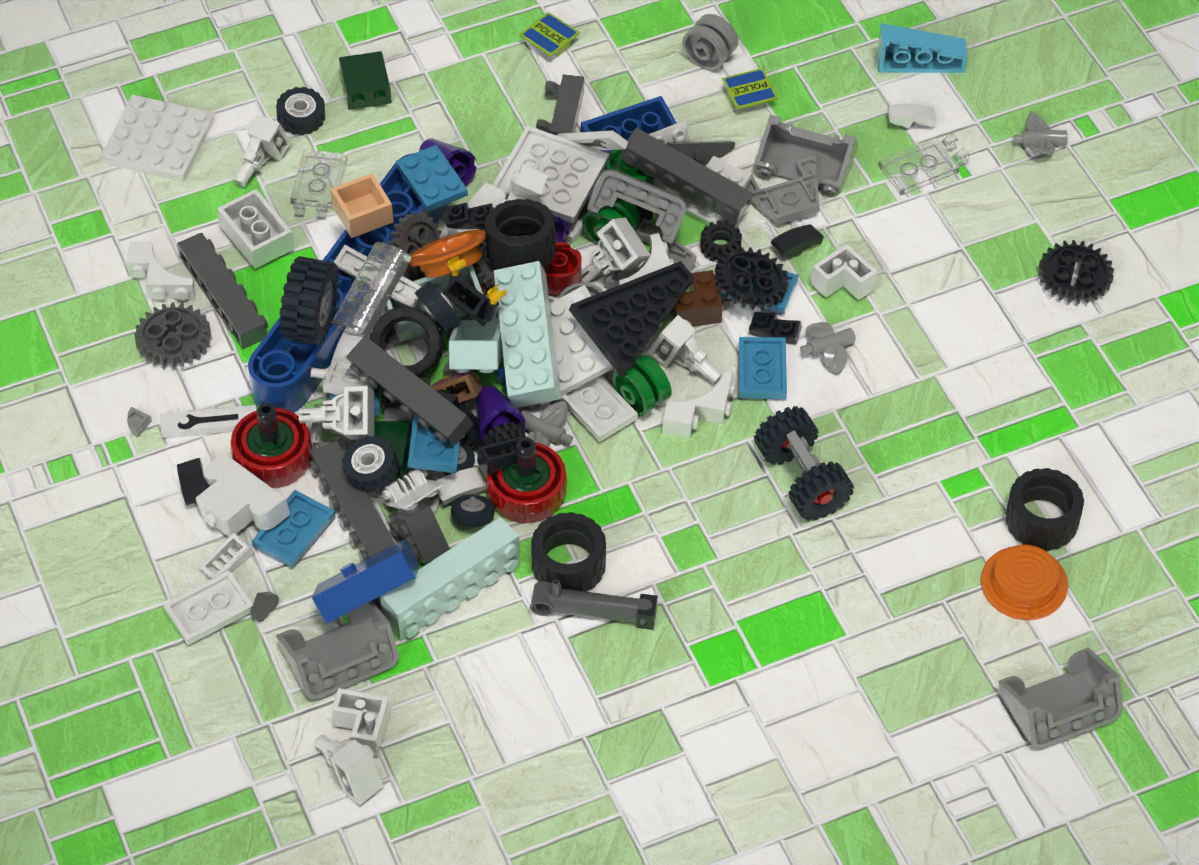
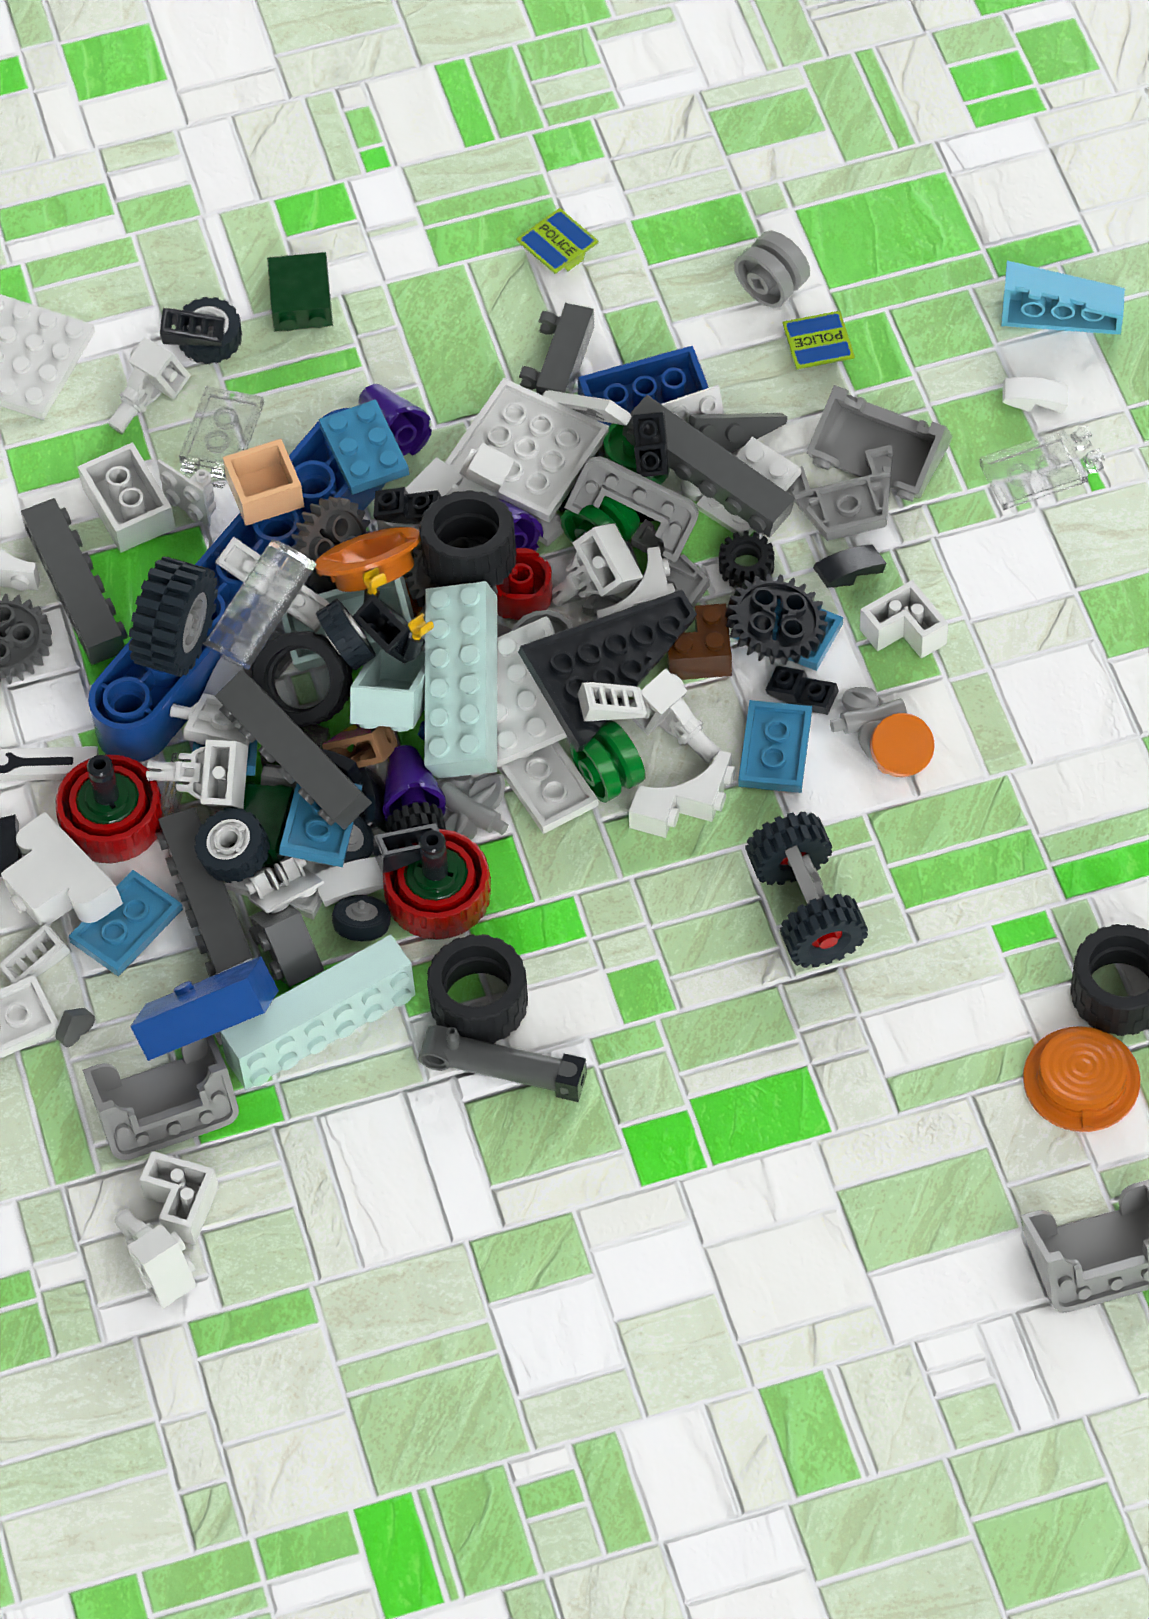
camera: 10 degrees right, 5 degrees up
(280, 102) = (192, 319): none -> black slope
(302, 223) = (191, 494): none -> white hinge
(631, 346) = (595, 712): none -> white slope
(644, 160) = (651, 444): none -> black slope
(856, 359) = (902, 745): none -> orange tile

